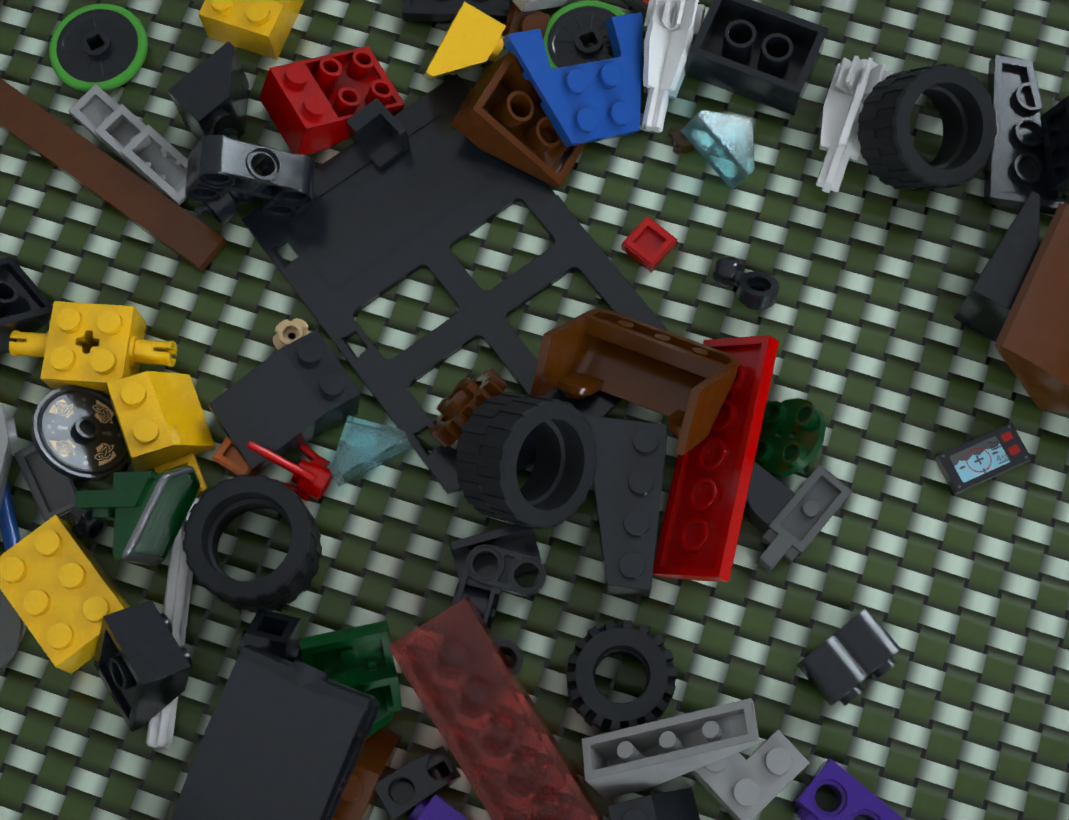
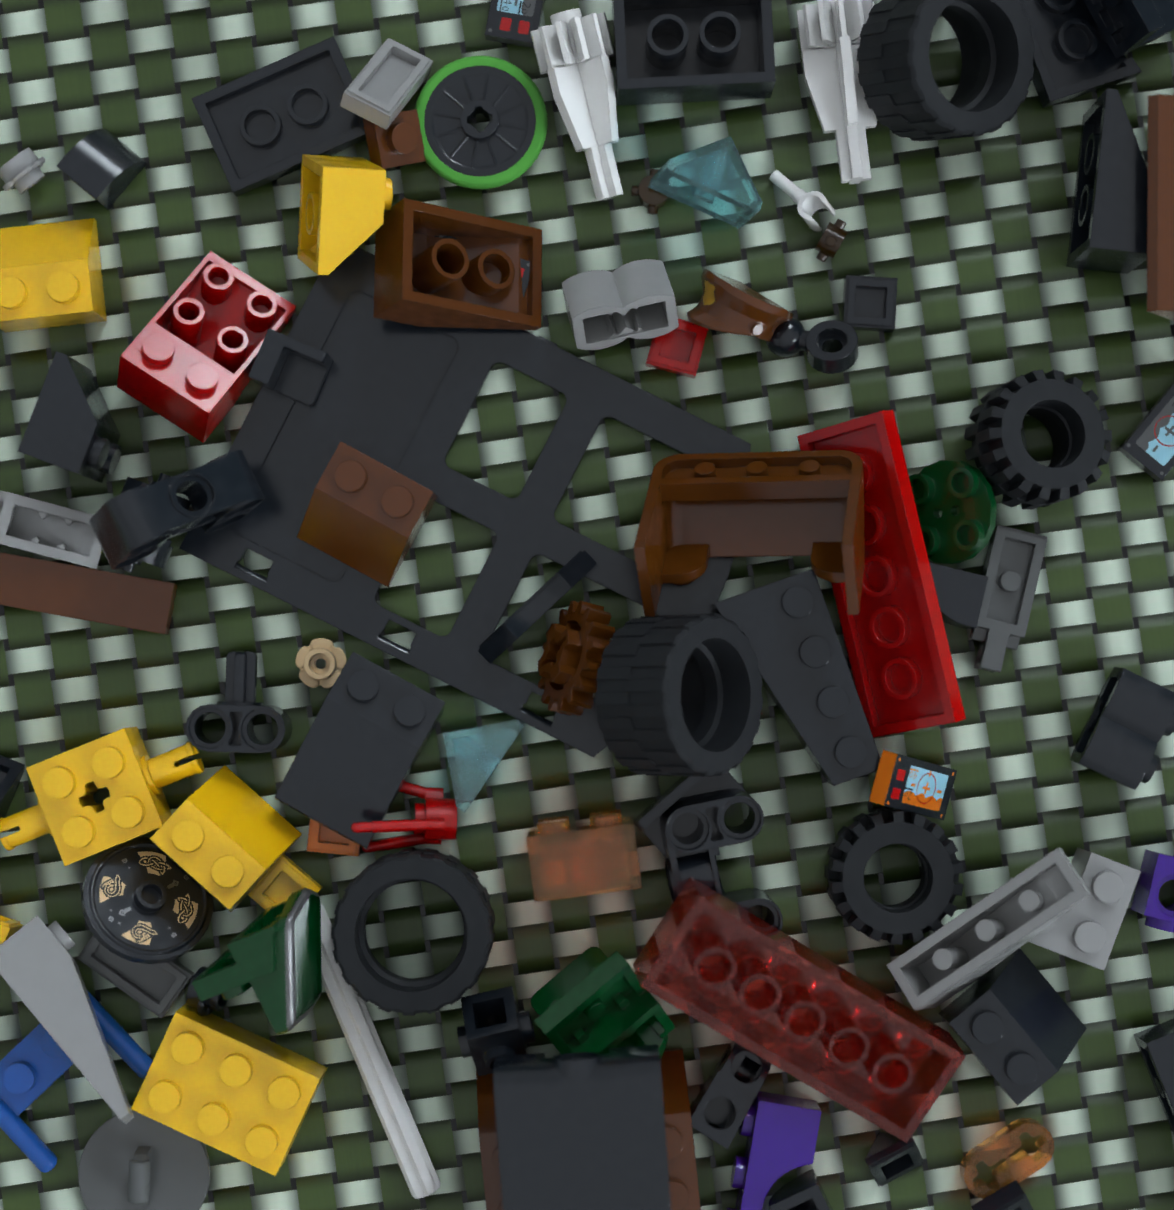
camera: 30 degrees left, 15 degrees up
(141, 662) = (364, 1120): black slope -> none
(217, 342) = (239, 712): none -> black beam
(377, 248) = (365, 514): none -> reddish brown slope
(400, 547) = (583, 856): none -> clear orange brick
(460, 366) = (536, 606): none -> black tile
(589, 98) = (526, 197): blue wing -> none
(630, 195) = (620, 304): none -> light grey brick
(668, 616) = (912, 785): none -> tile
(704, 230) = (736, 308): none -> reddish brown hat
(786, 191) = (806, 202): none -> white hand
(791, 223) = (831, 240): none -> dark brown piece
(799, 276) = (870, 303): none -> black tile
(898, 396) = (1074, 430): none -> black tyre

